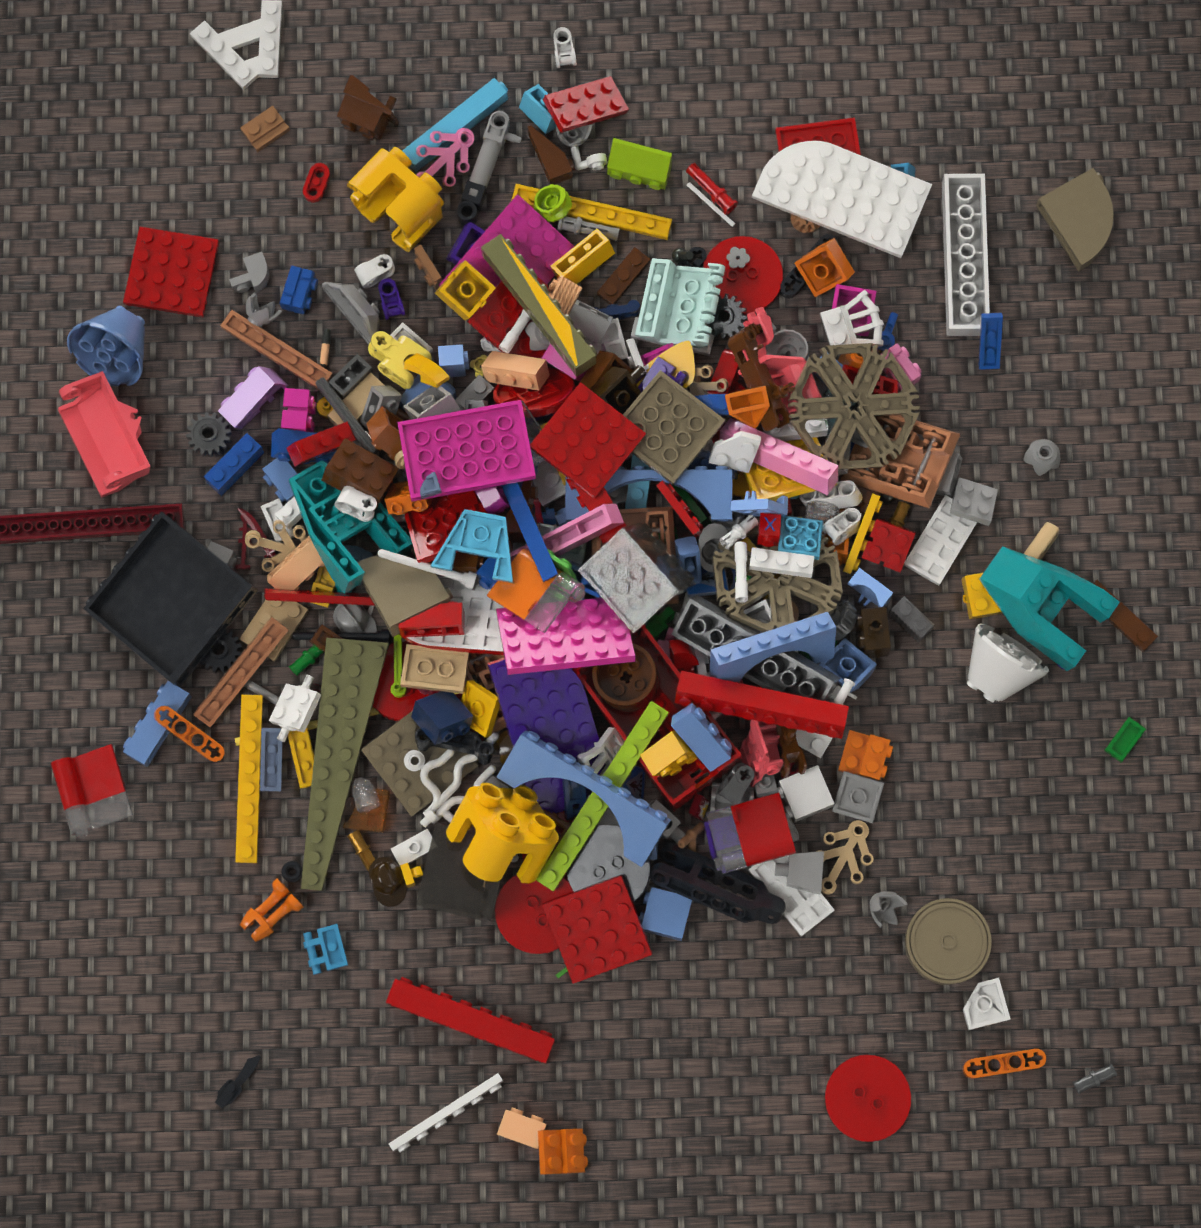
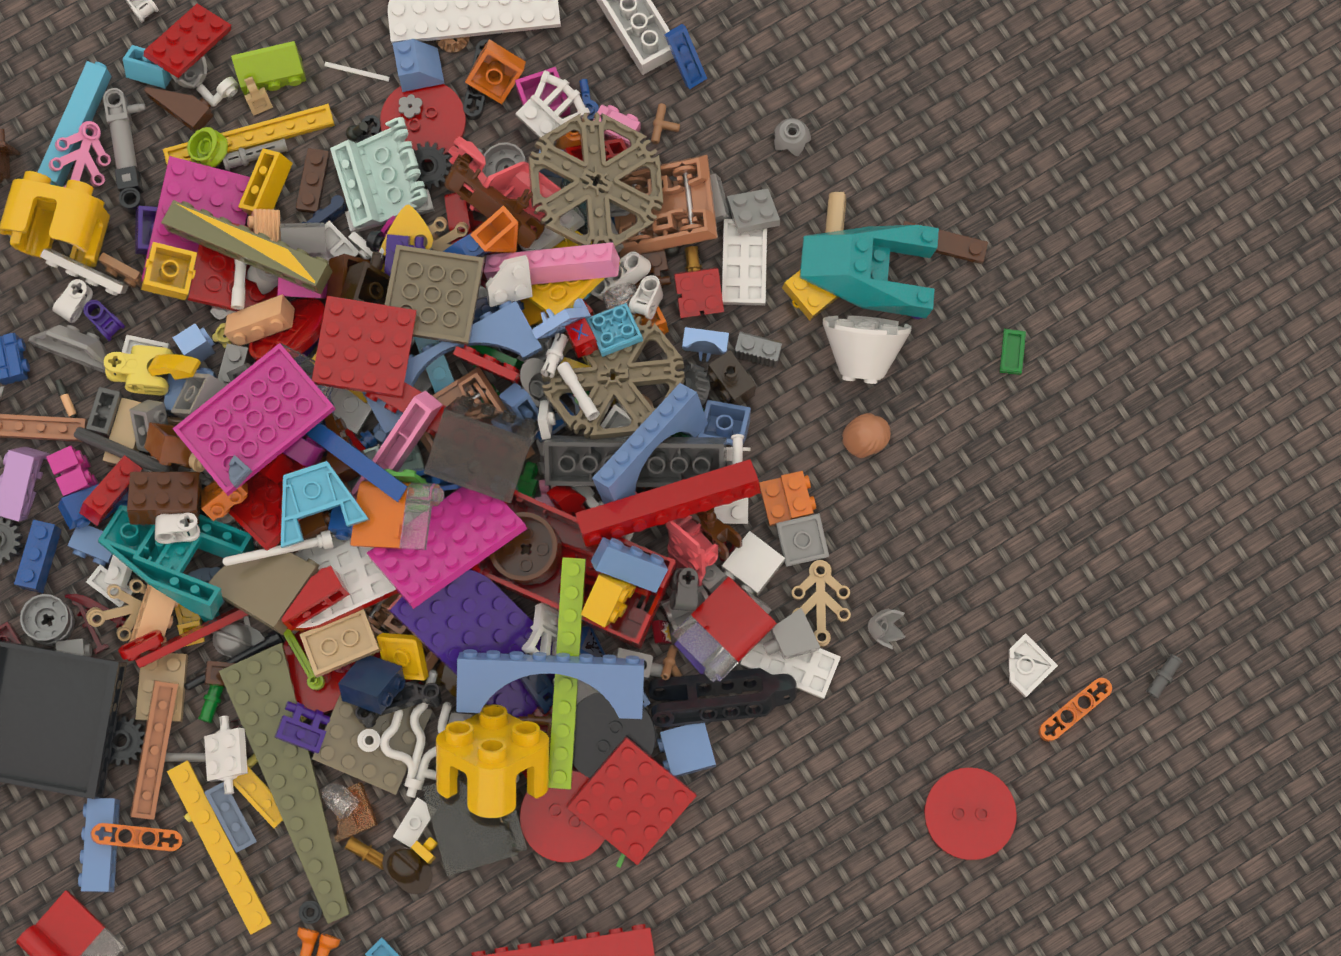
camera: 30 degrees left, 0 degrees up
(203, 515) = (35, 616): none -> flat silver wheel
(284, 582) = (134, 648): none -> red plate
(324, 407) = (95, 455): yellow tile -> none
(363, 725) = (299, 733): none -> dark purple plate
(401, 258) = (76, 268): none -> white plate
(616, 184) = (257, 99): none -> tan plate
(645, 355) = (375, 240): none -> black plate
(702, 580) = (546, 419): none -> white plate
(717, 194) = (358, 58): red pin -> none
(763, 226) = (417, 64): none -> medium blue slope
(781, 562) = (610, 362): white plate -> none
(860, 541) = (668, 286): yellow plate -> none
(937, 385) = (660, 124): none -> medium nougat piece
(948, 941) = (960, 626): dark tan brick -> none
(961, 740) = (866, 435): none -> nougat piece

